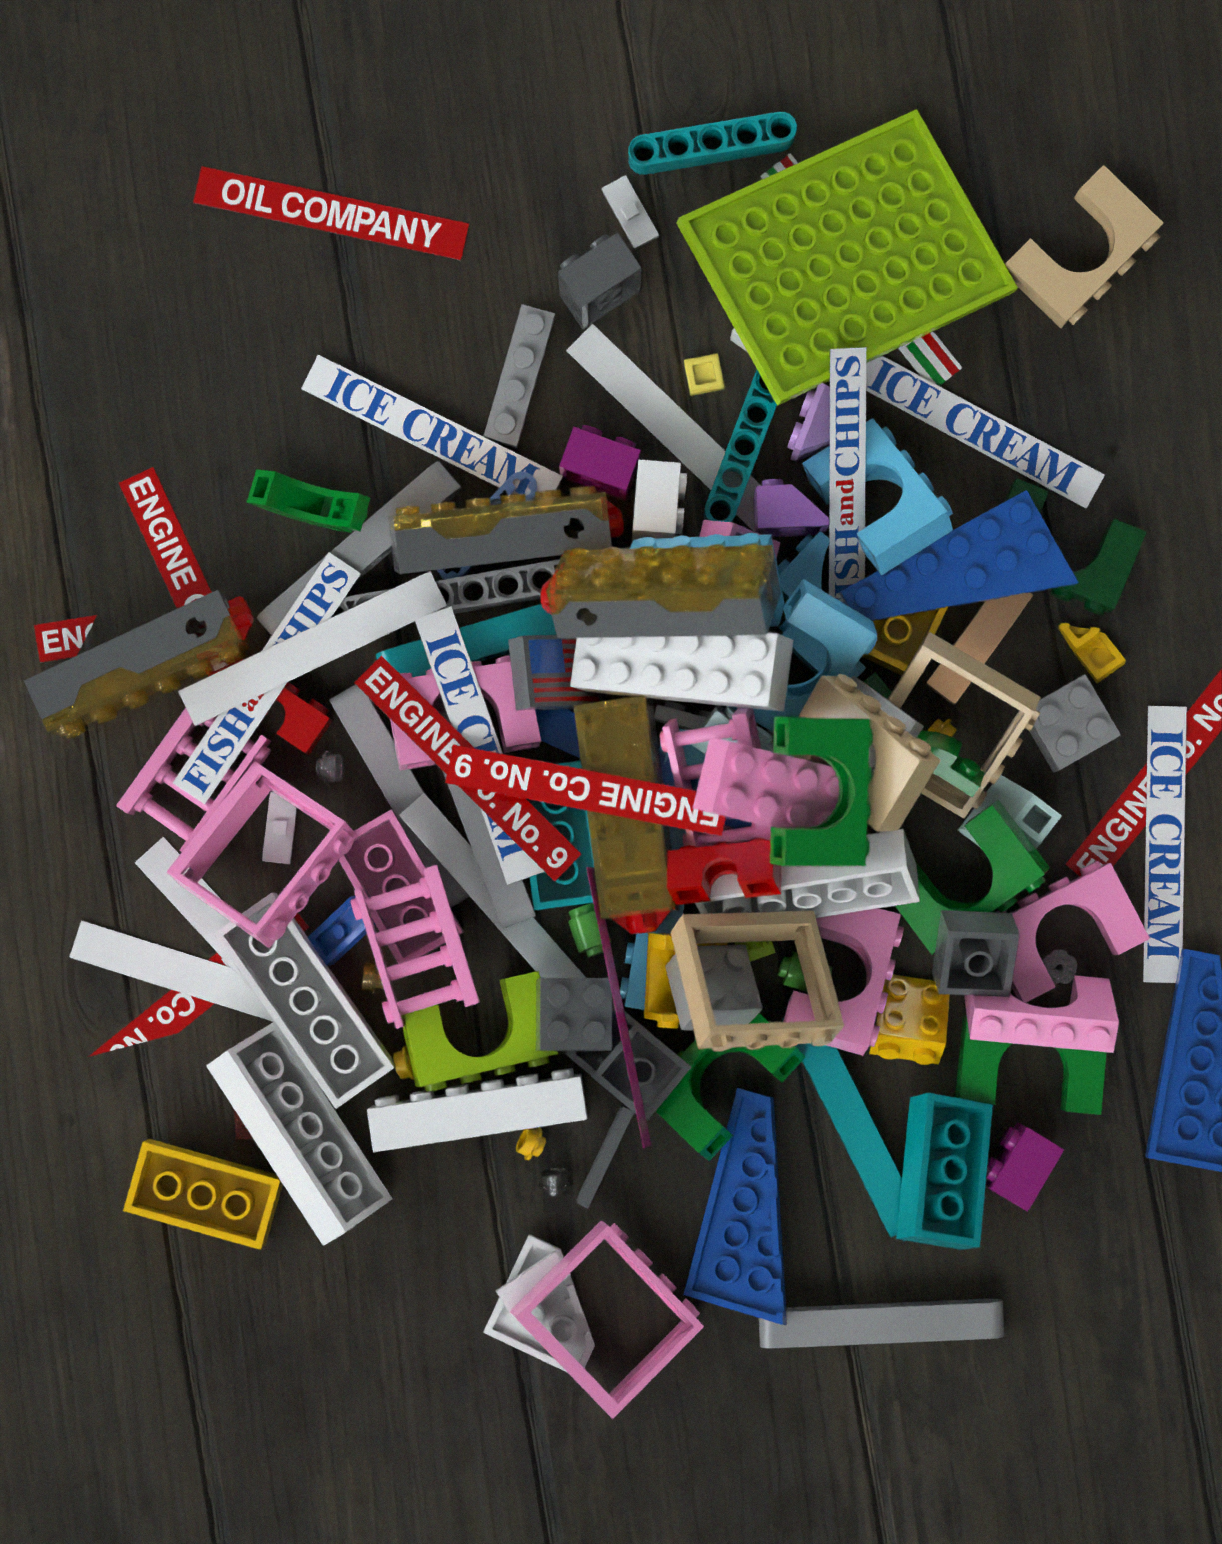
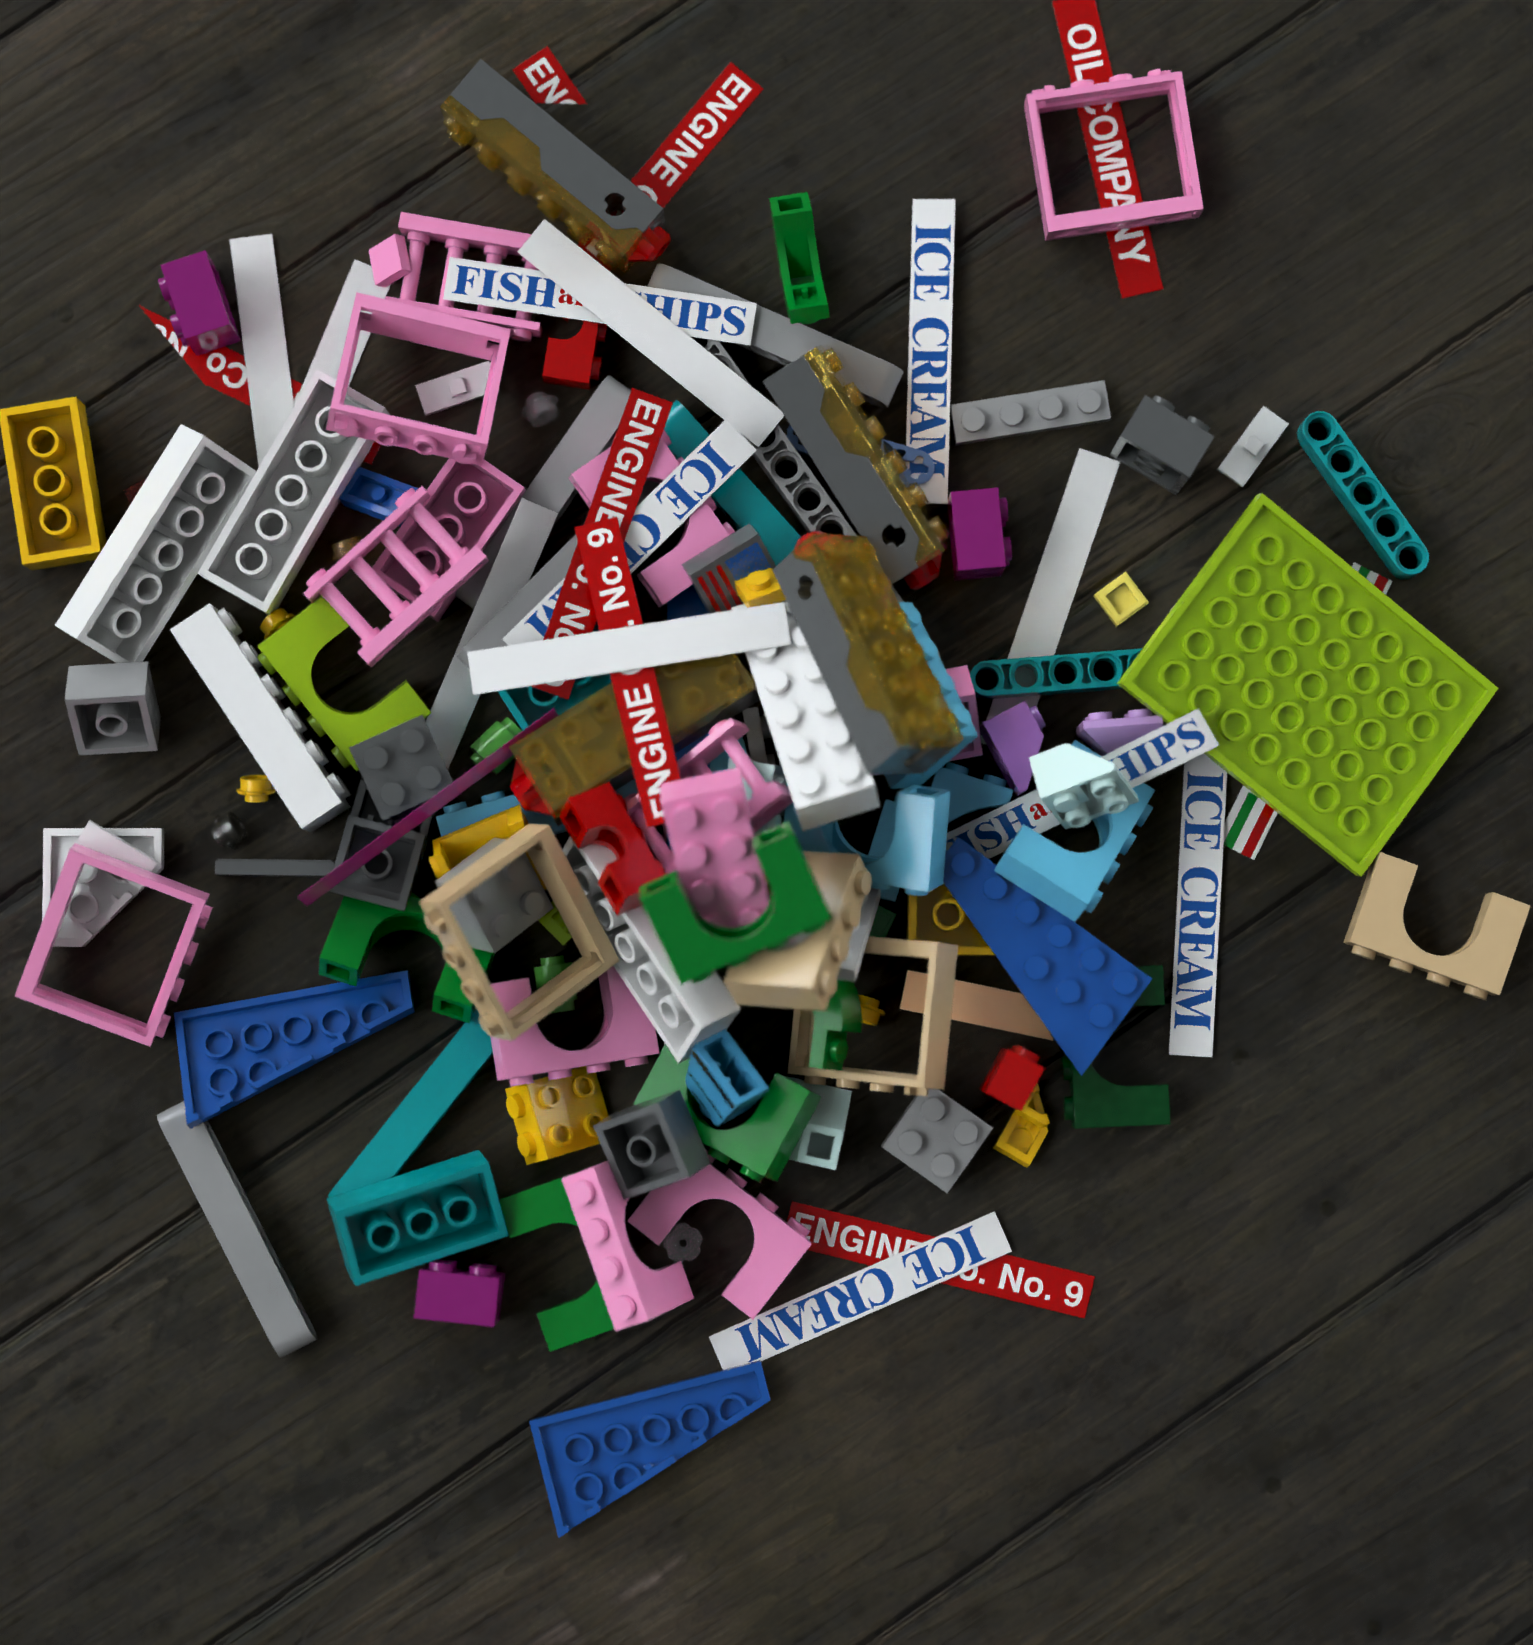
camera: 65 degrees right, 0 degrees up
(112, 1004) = (200, 303): none -> magenta brick
(150, 833) = (390, 260): none -> bright pink tile
(291, 181) = (1119, 88): none -> bright pink window
(413, 1229) = (113, 708): none -> light grey brick
(566, 783) = (629, 648): none -> white sticker
(568, 656) = (759, 588): none -> yellow plate
(656, 500) = (965, 610): white brick -> none
(845, 473) = (1079, 785): none -> light aqua slope
(949, 871) = (722, 1078): none -> dark azure torso
(1053, 638) = (1012, 1076): none -> red arch

